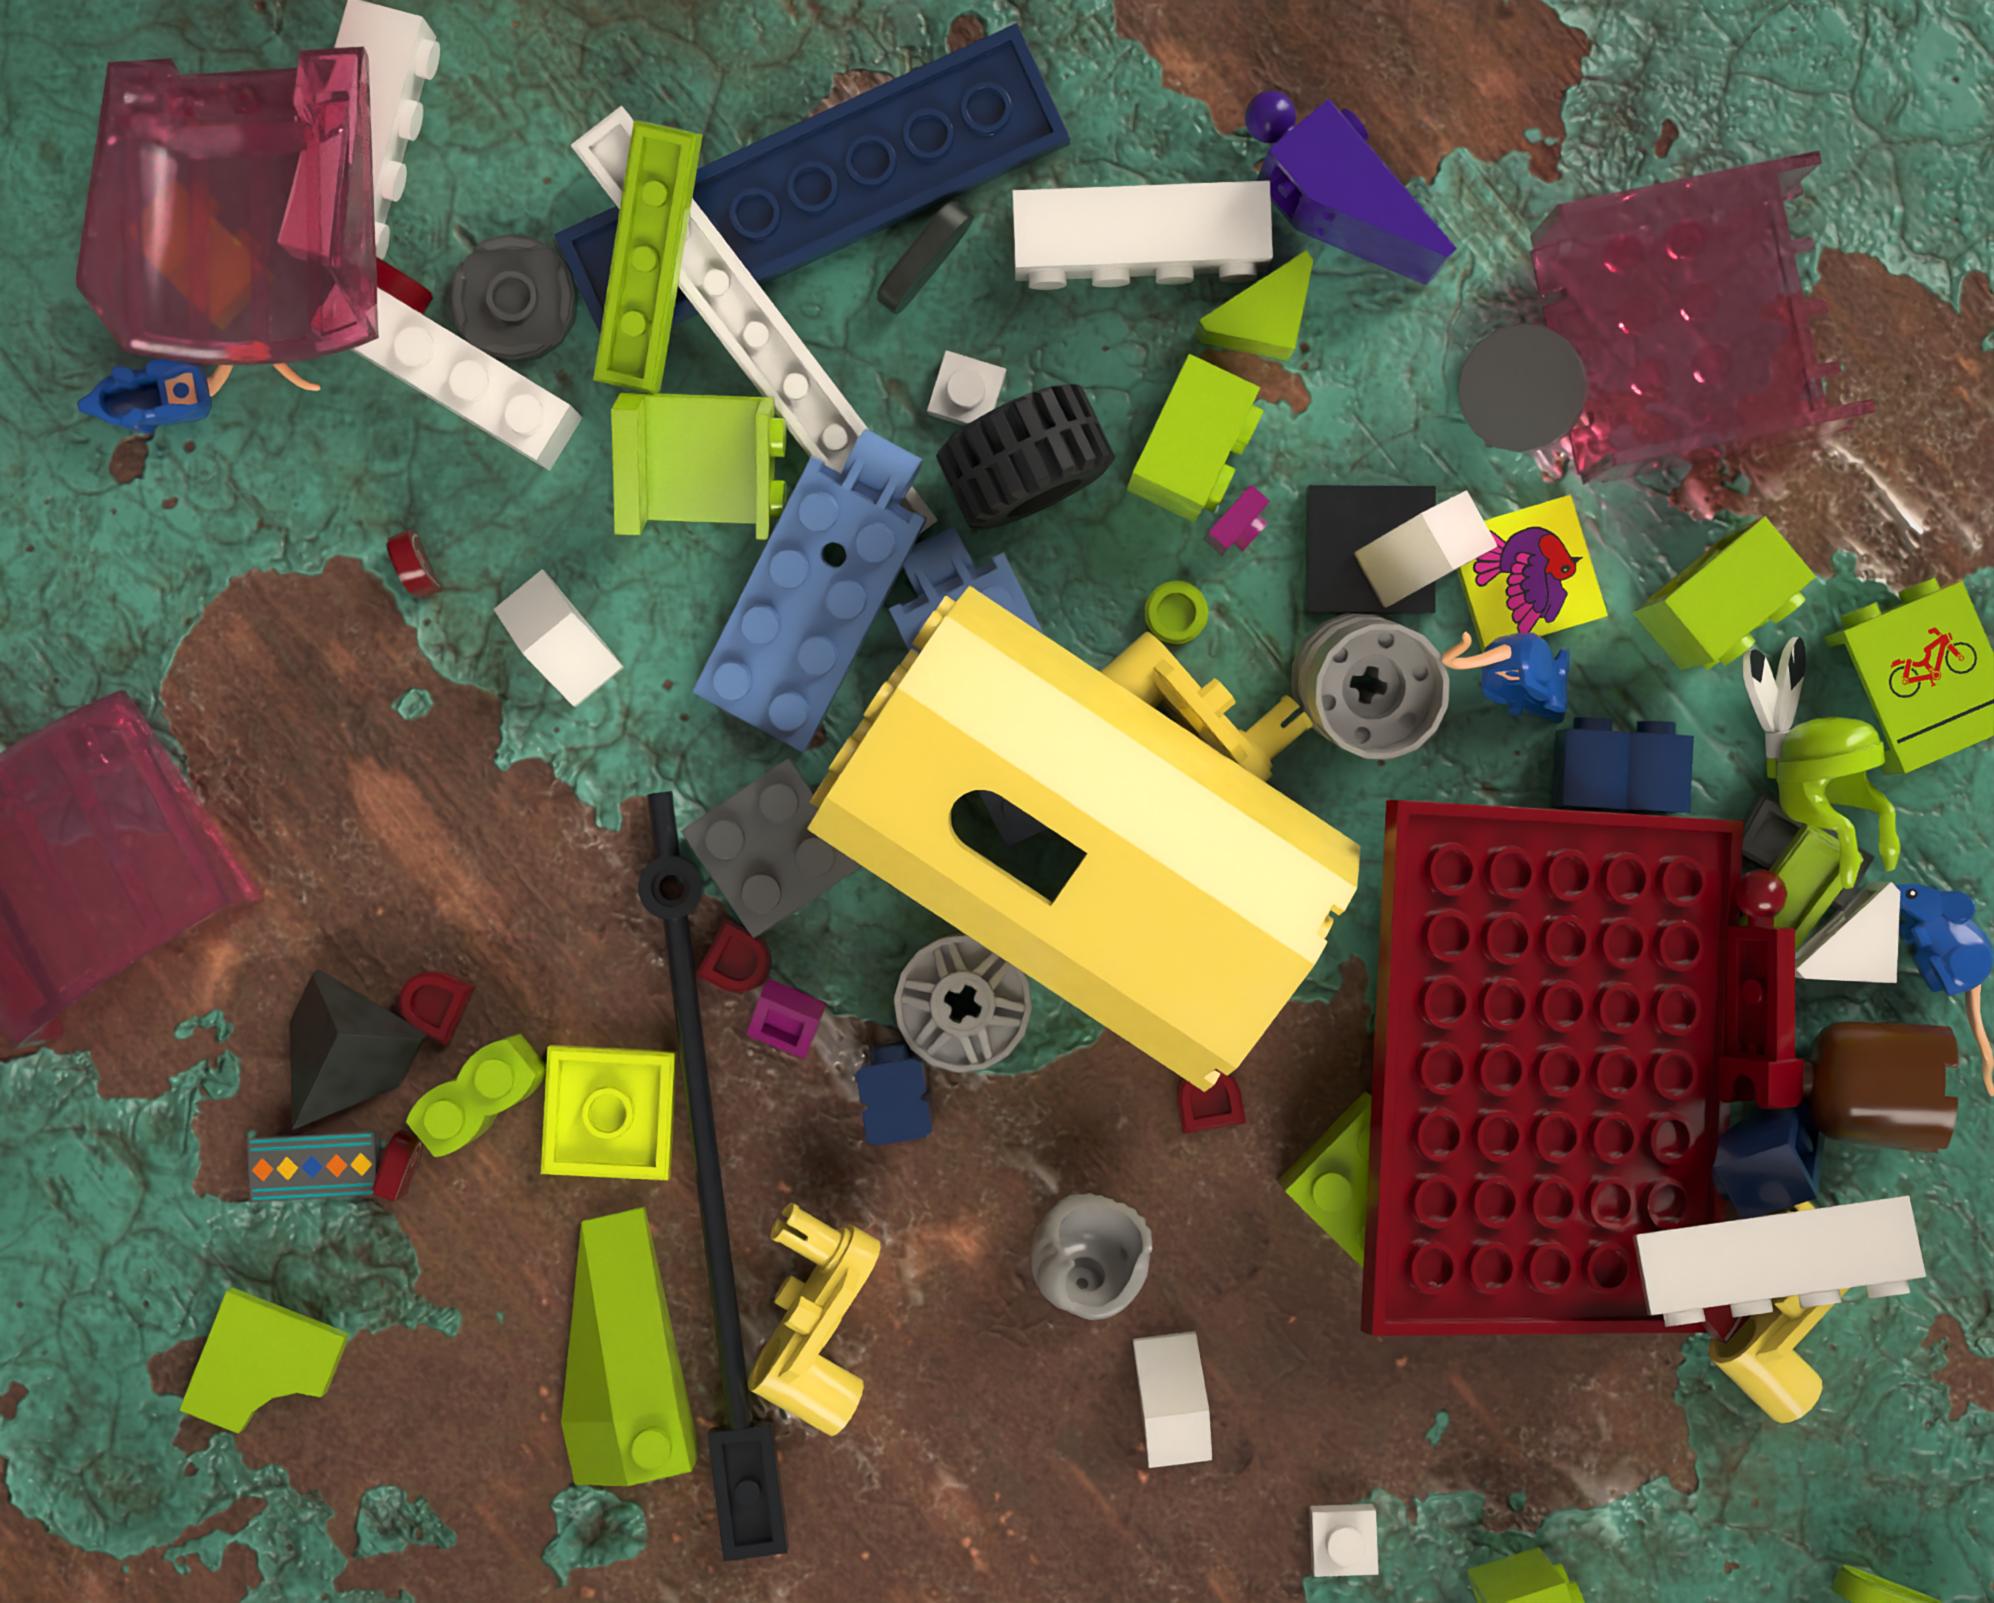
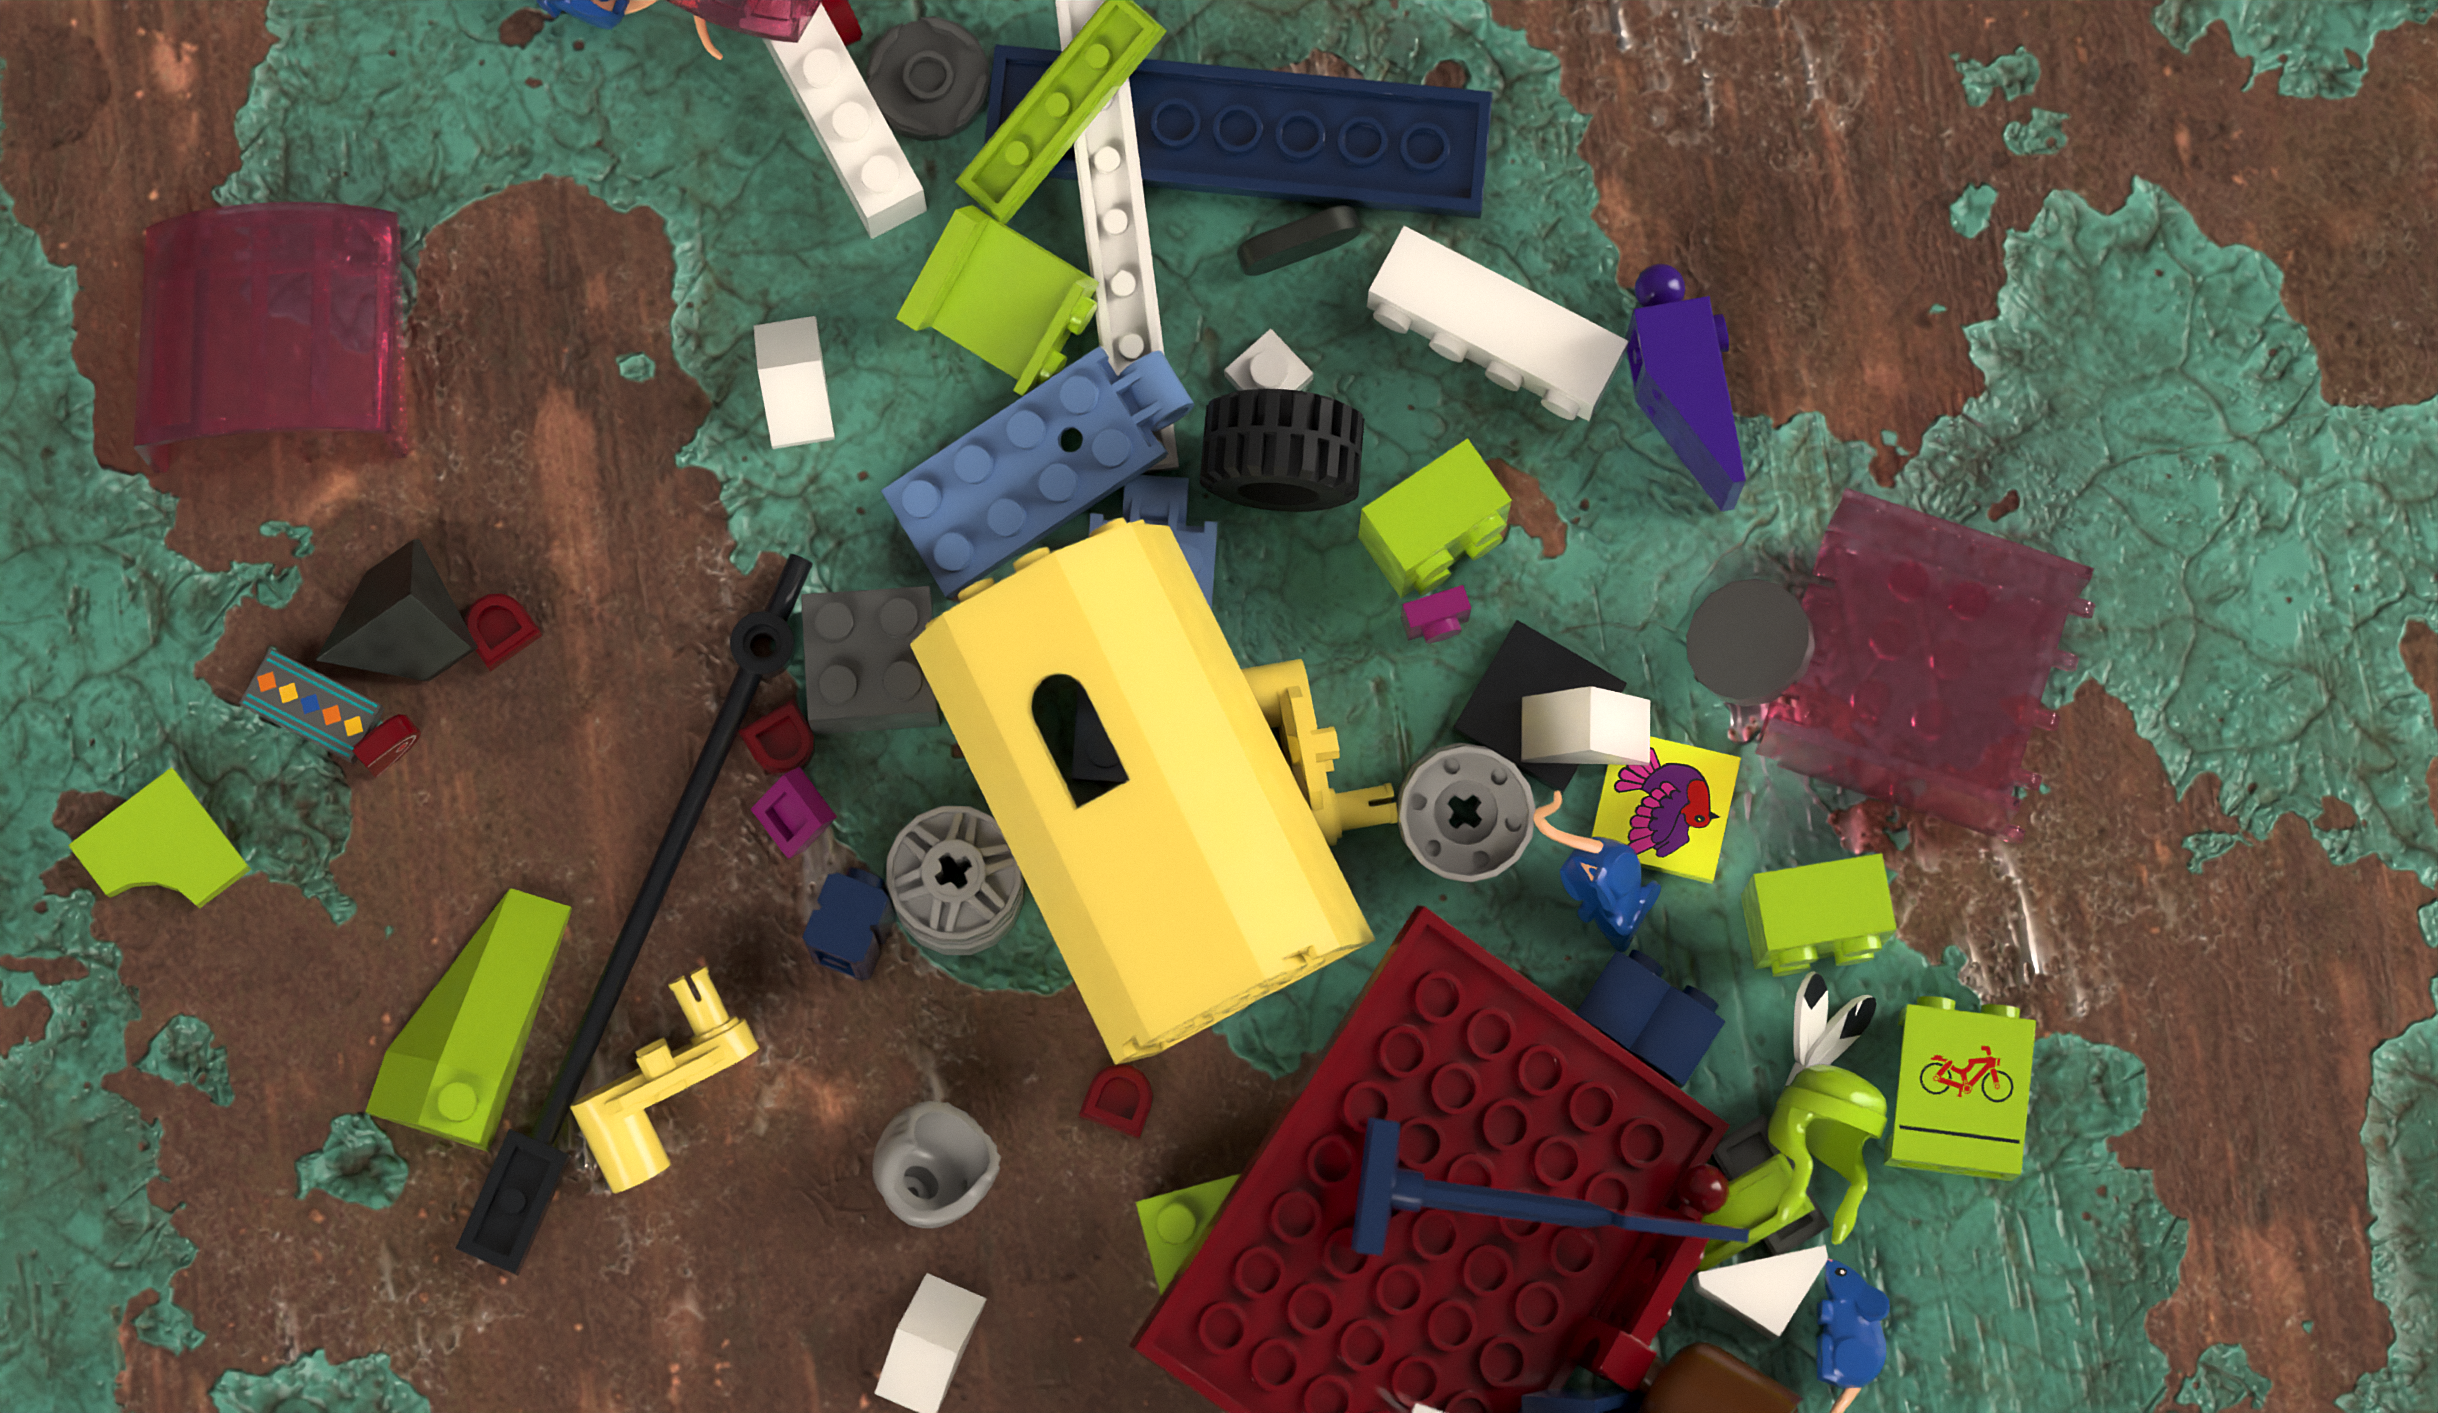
camera: 25 degrees right, 10 degrees down
(412, 564) = (708, 248): dark red tile -> none
(470, 1103) = (472, 727): lime brick -> none
(609, 1112) = (591, 808): neon yellow tile -> none
(1175, 613) = (1338, 664): lime tile -> none
(1264, 316) = (1561, 452): lime slope -> none
(1507, 1067) = (1389, 1188): none -> dark blue piece

